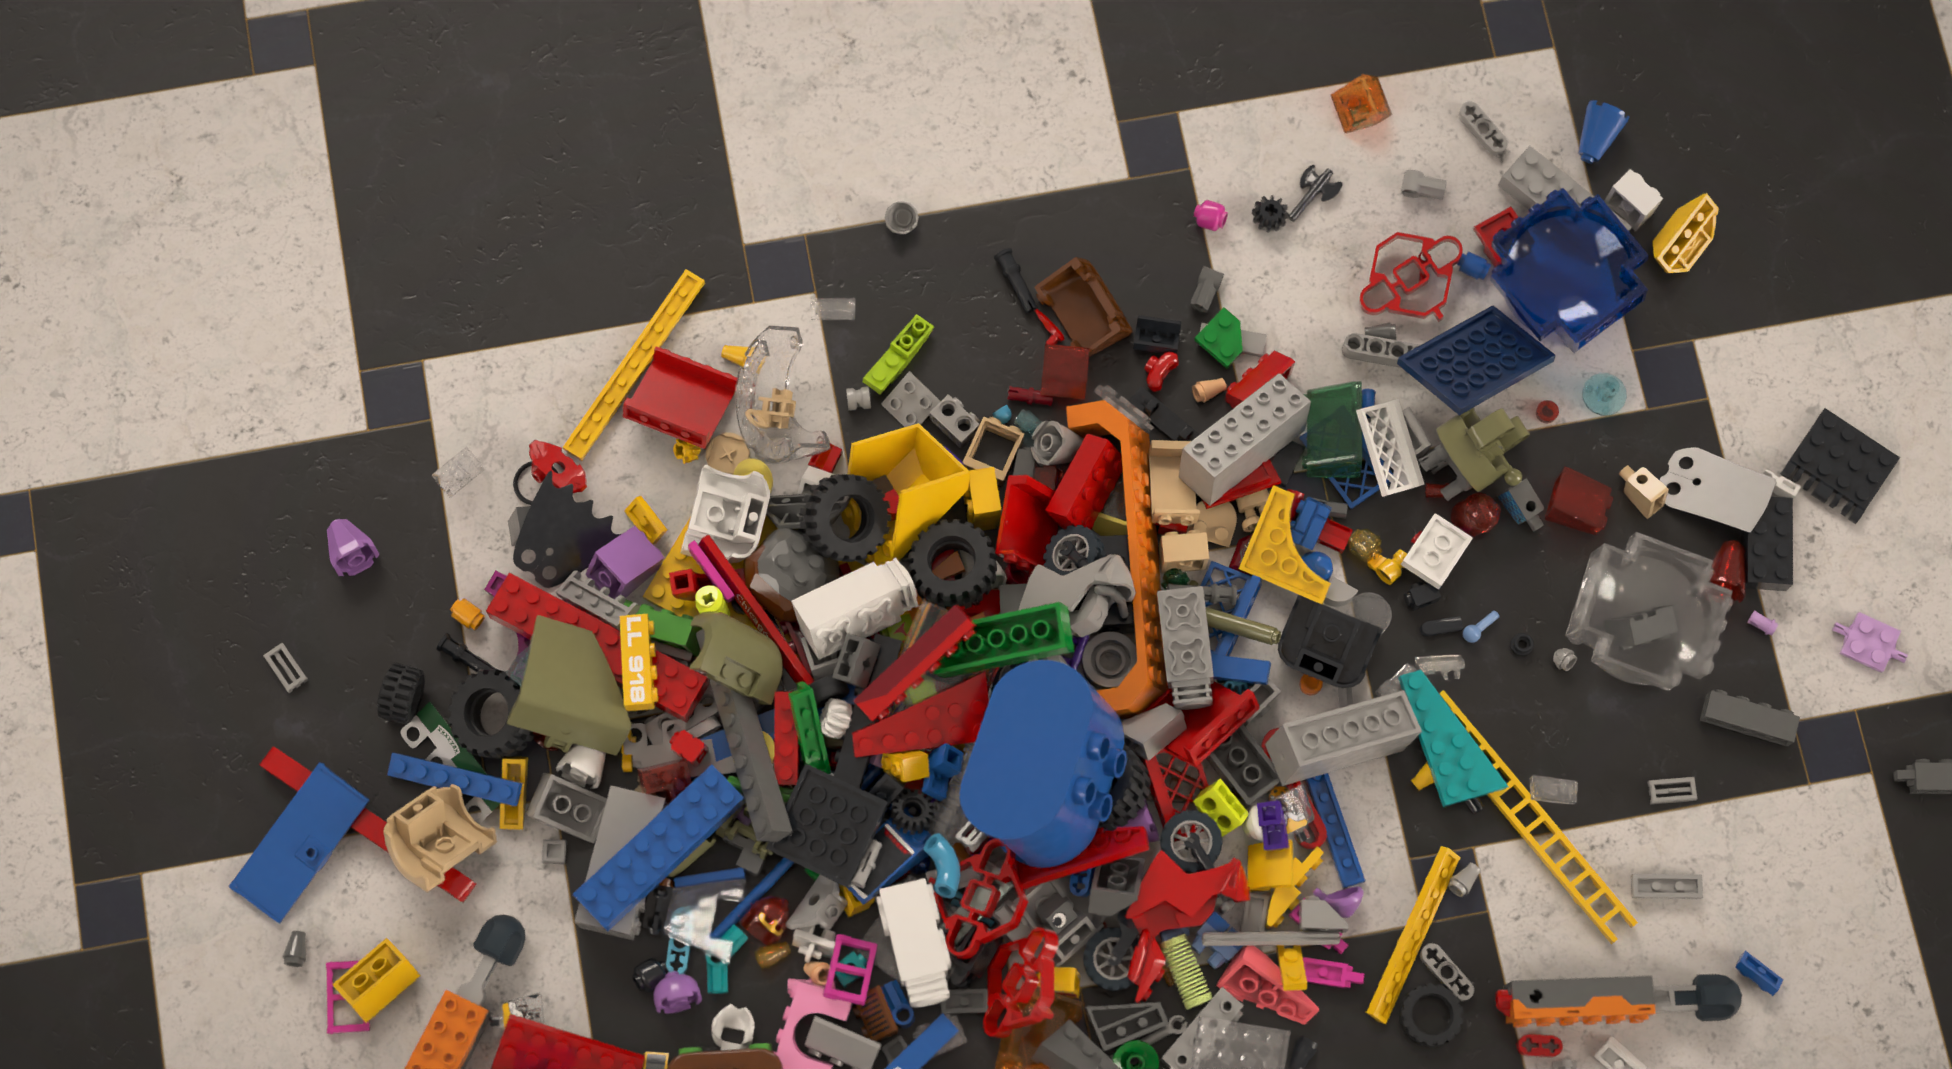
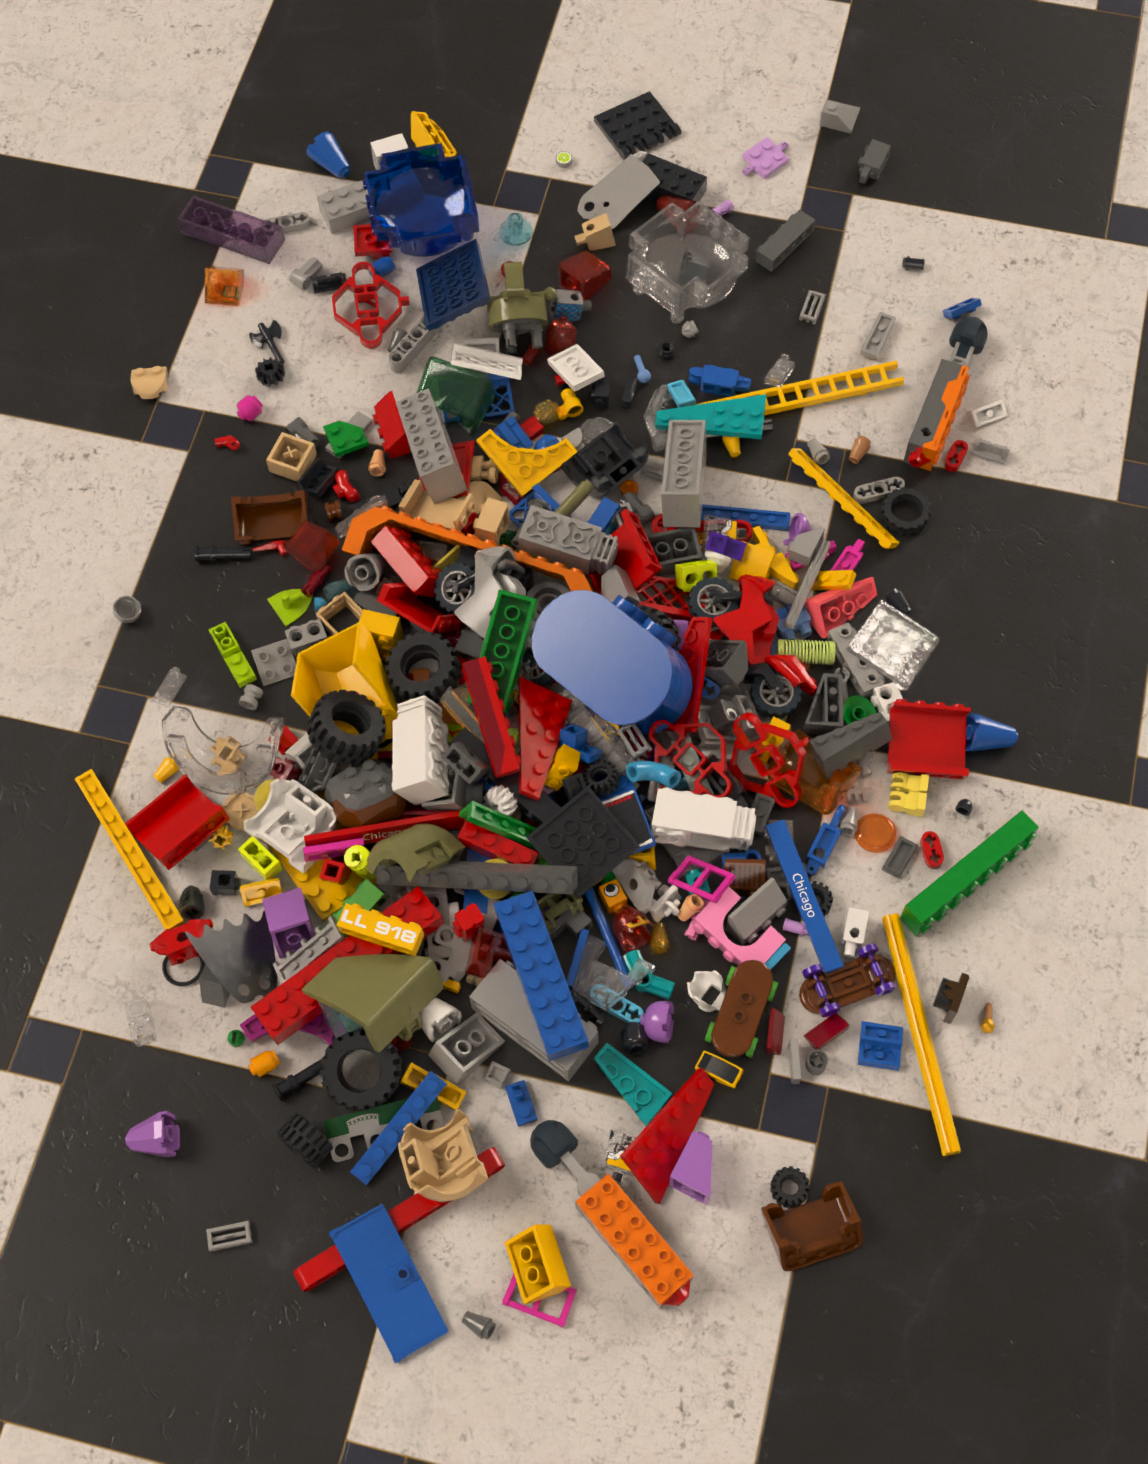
camera: 60 degrees left, 10 degrees down
(485, 576) = (239, 1038): none -> green hinge
(535, 889) = (521, 1103): none -> blue plate
(599, 1001) = (636, 1087): none -> teal wing
(603, 457) = (192, 903): none -> pearl dark grey rock
(635, 472) = (220, 878): none -> black brick
(677, 501) = (260, 859): none -> neon yellow brick
(786, 478) = (285, 770): none -> dark red brick
(797, 885) = (612, 896): none -> light orange brick
(861, 877) = (637, 835): light grey pin -> none
(990, 383) = (290, 605): none -> lime shield
(1124, 371) = (333, 510): none -> reddish brown wheel
(1160, 216) = (228, 441): none -> red arm
(1167, 293) = (291, 456): none -> tan brick
(1194, 91) = (149, 381): none -> tan slope
(1283, 708) = (643, 511): none -> dark grey piece
(1424, 217) = (330, 283): none -> black hinge
(1438, 73) = (231, 229): none -> clear purple brick
(1466, 687) = (681, 394): none -> medium azure tile
(1491, 927) = (859, 449): none -> medium nougat cone
(1507, 725) = (719, 380): none -> blue hinge
(1742, 401) = (563, 159): none -> tile
(1798, 887) = (913, 263): none -> black pin

